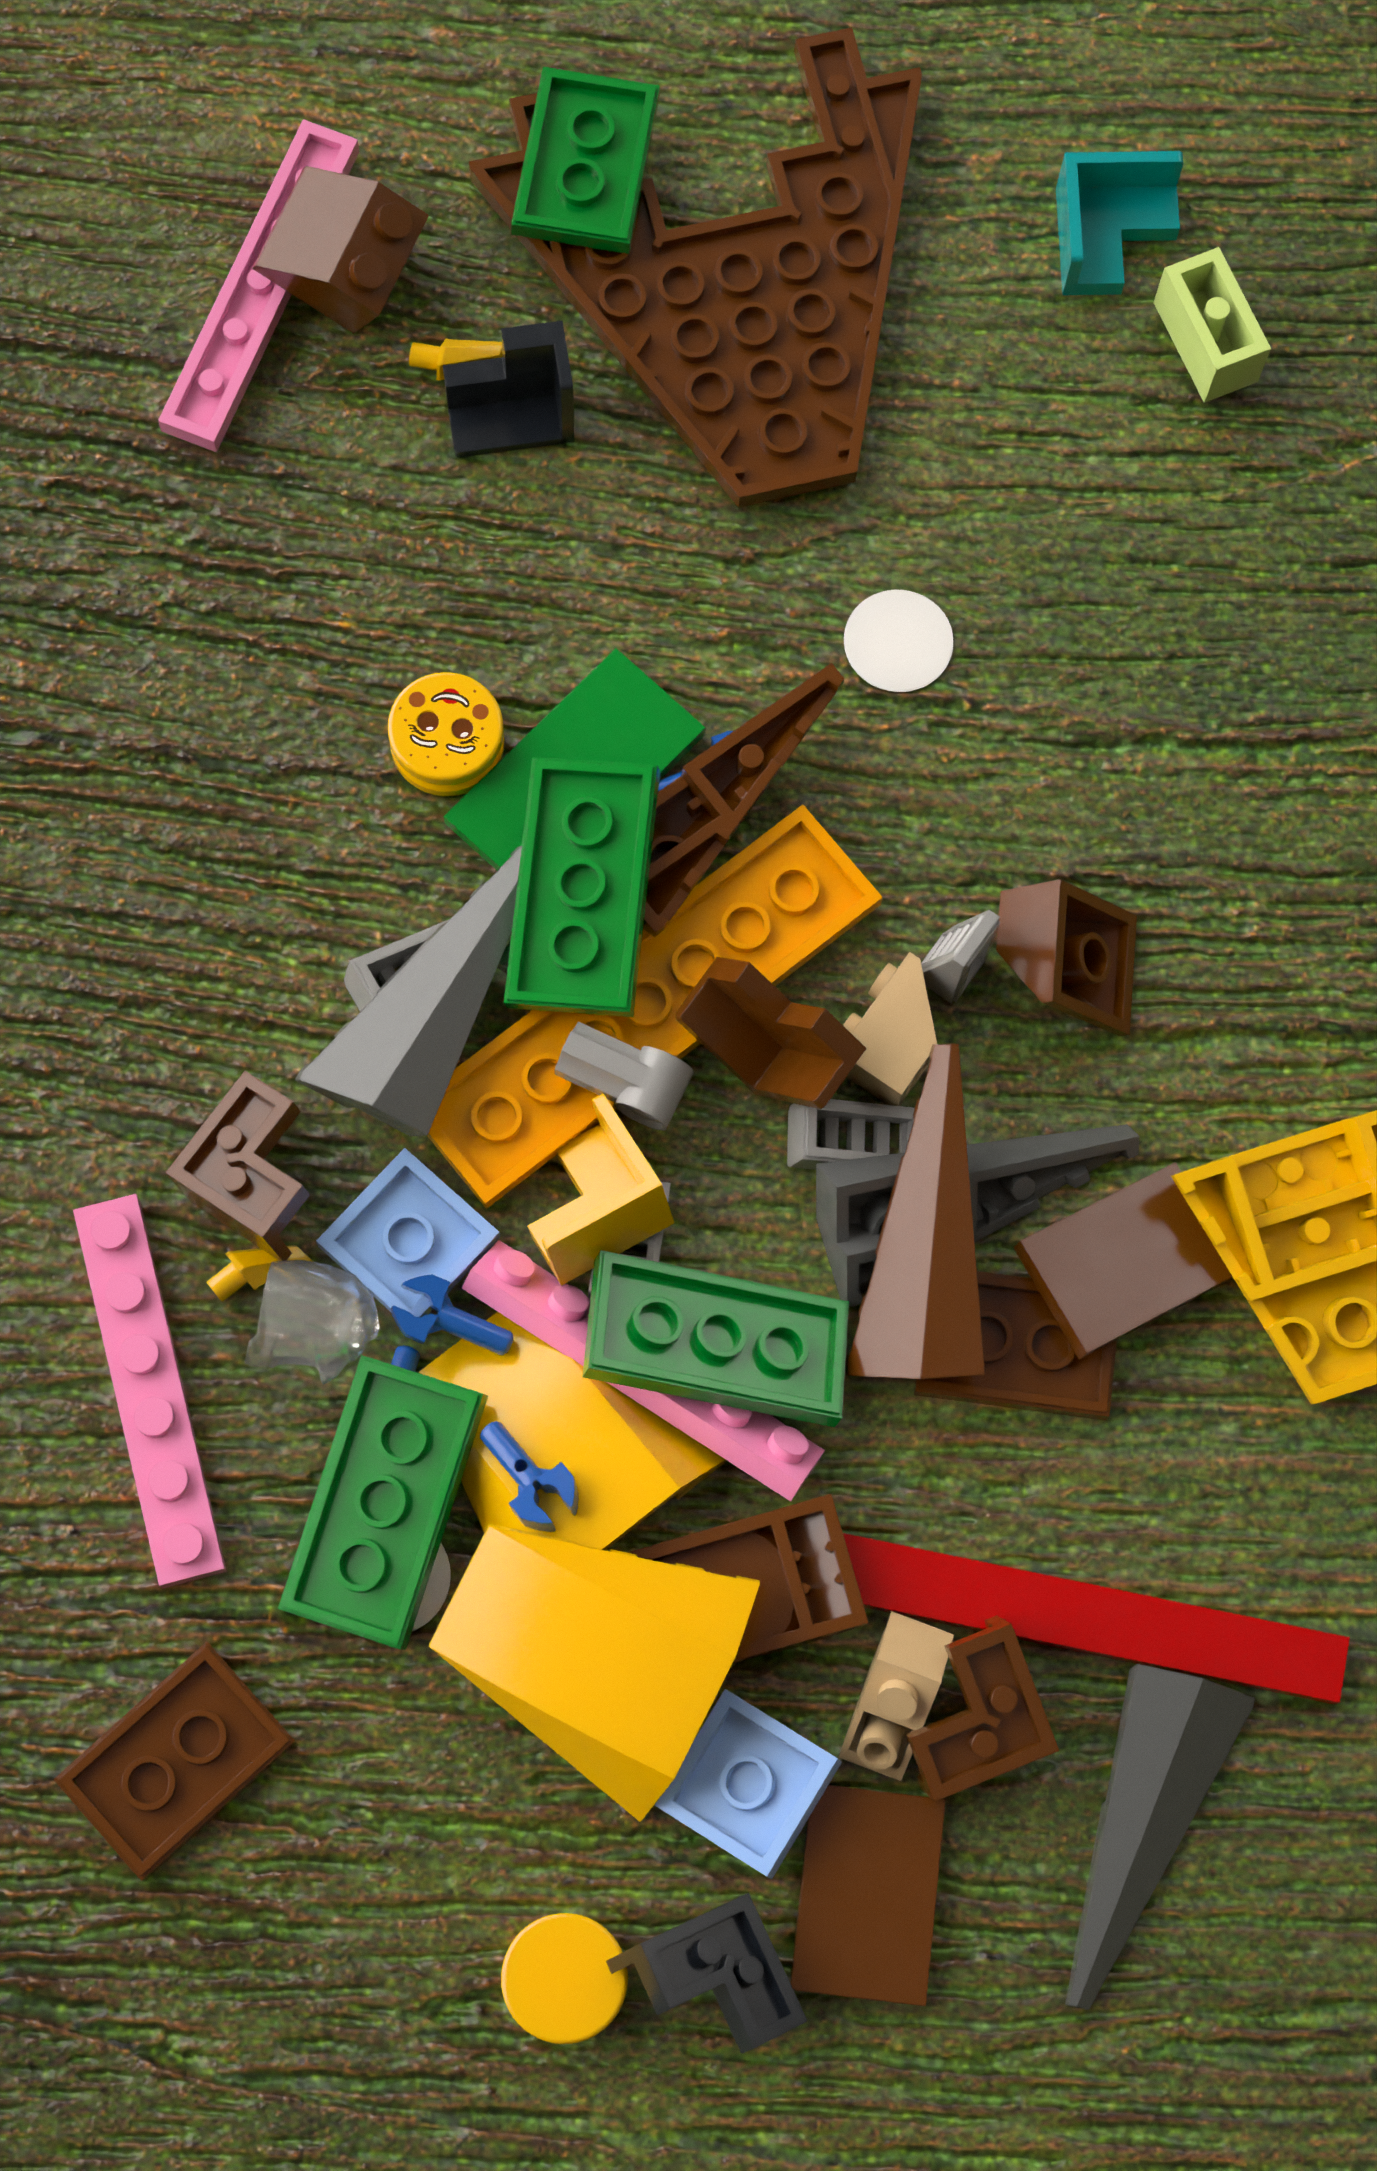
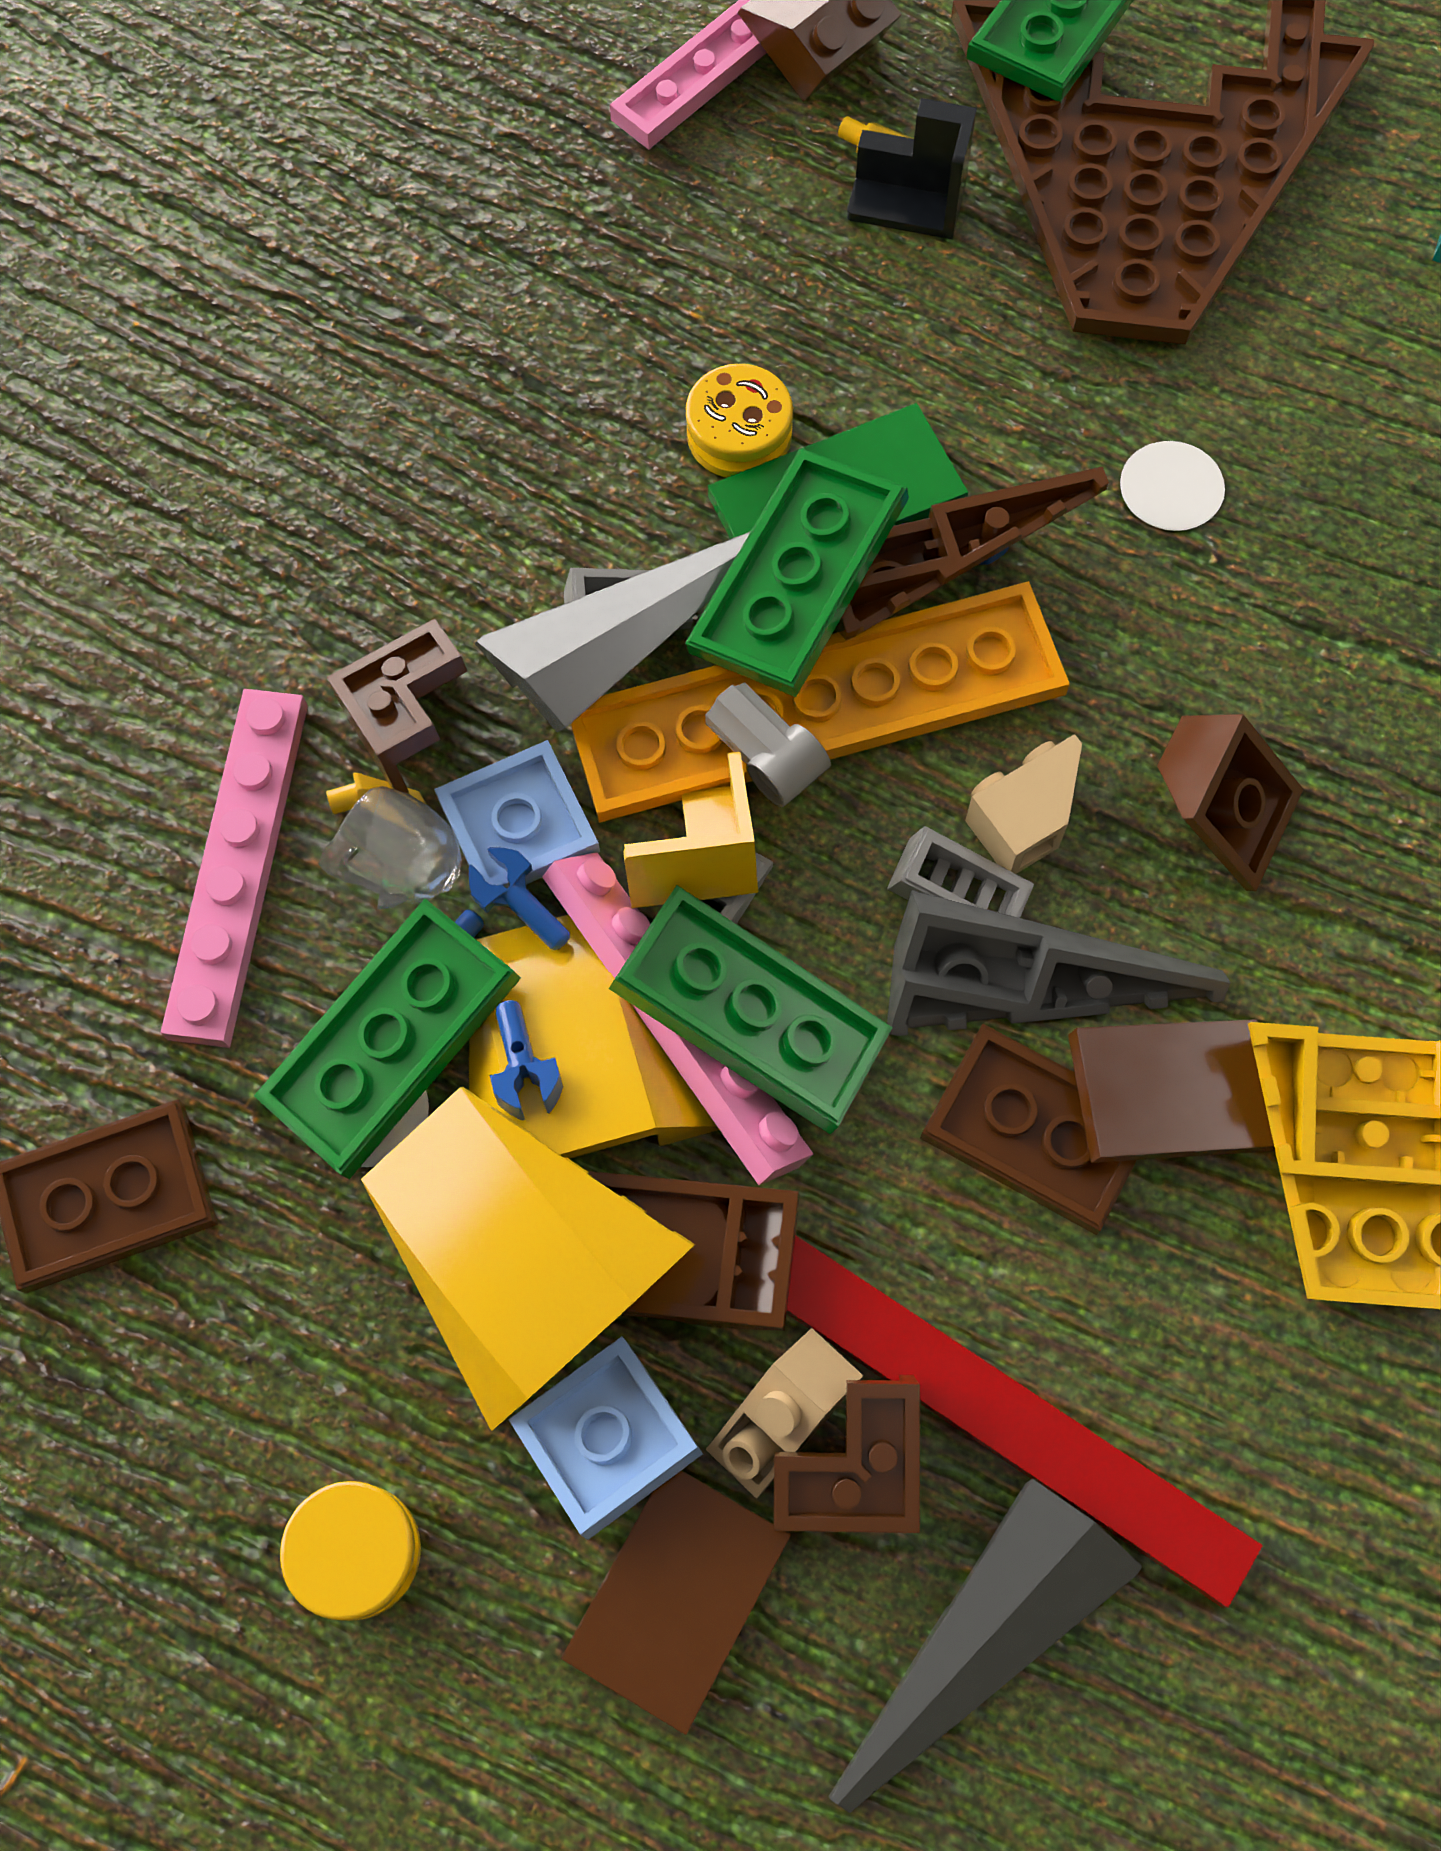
camera: 30 degrees right, 5 degrees down
(722, 1953) = (507, 1595): black panel -> none
(767, 1040) = (909, 759): reddish brown panel -> none
(924, 1283) = (968, 1032): wedge -> none
(959, 955) = (1123, 759): light grey slope -> none

